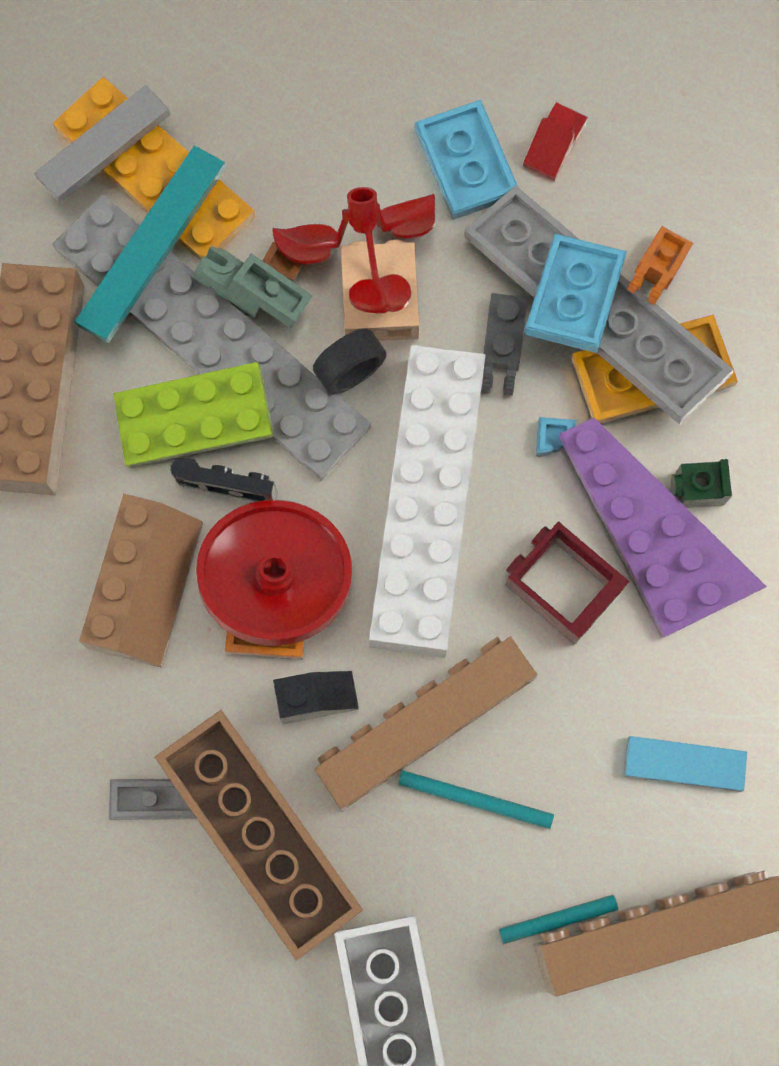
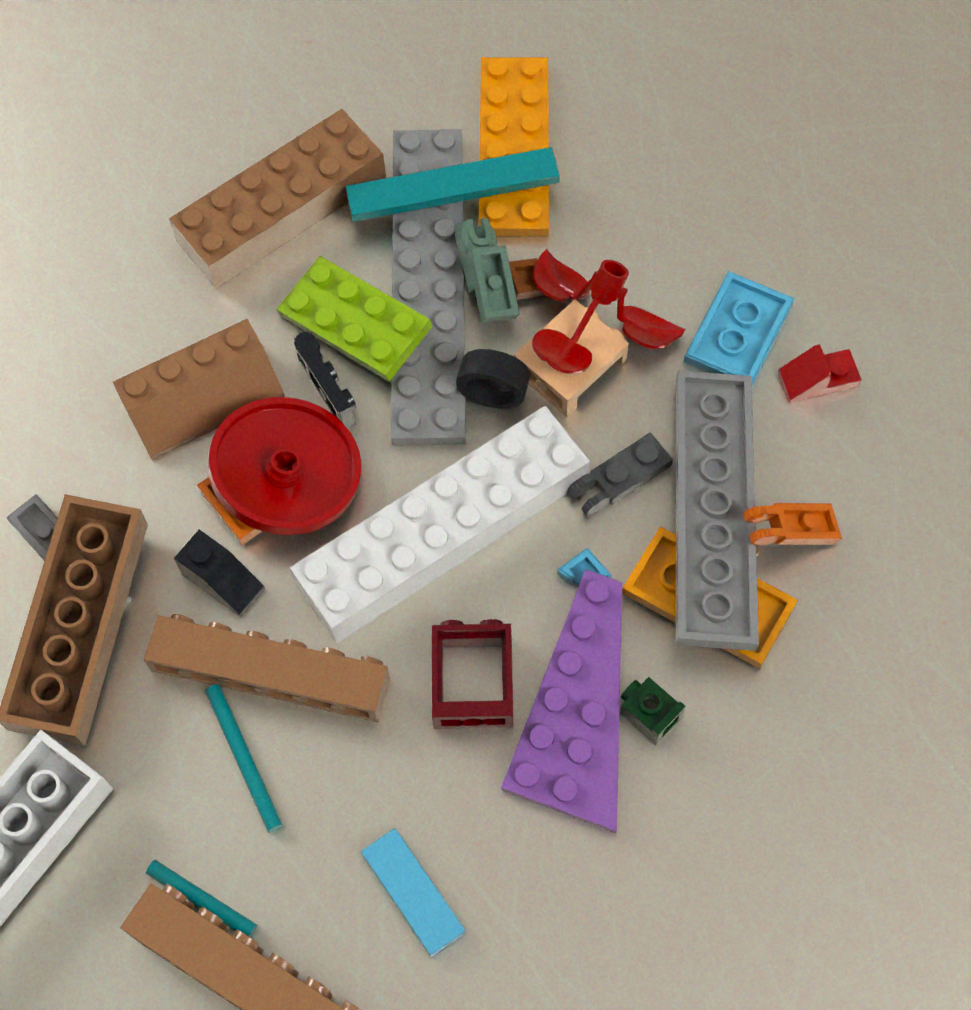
camera: 50 degrees right, 10 degrees down
(102, 143) = (494, 95): light grey tile -> none
(575, 293) = (703, 482): medium azure tile -> none

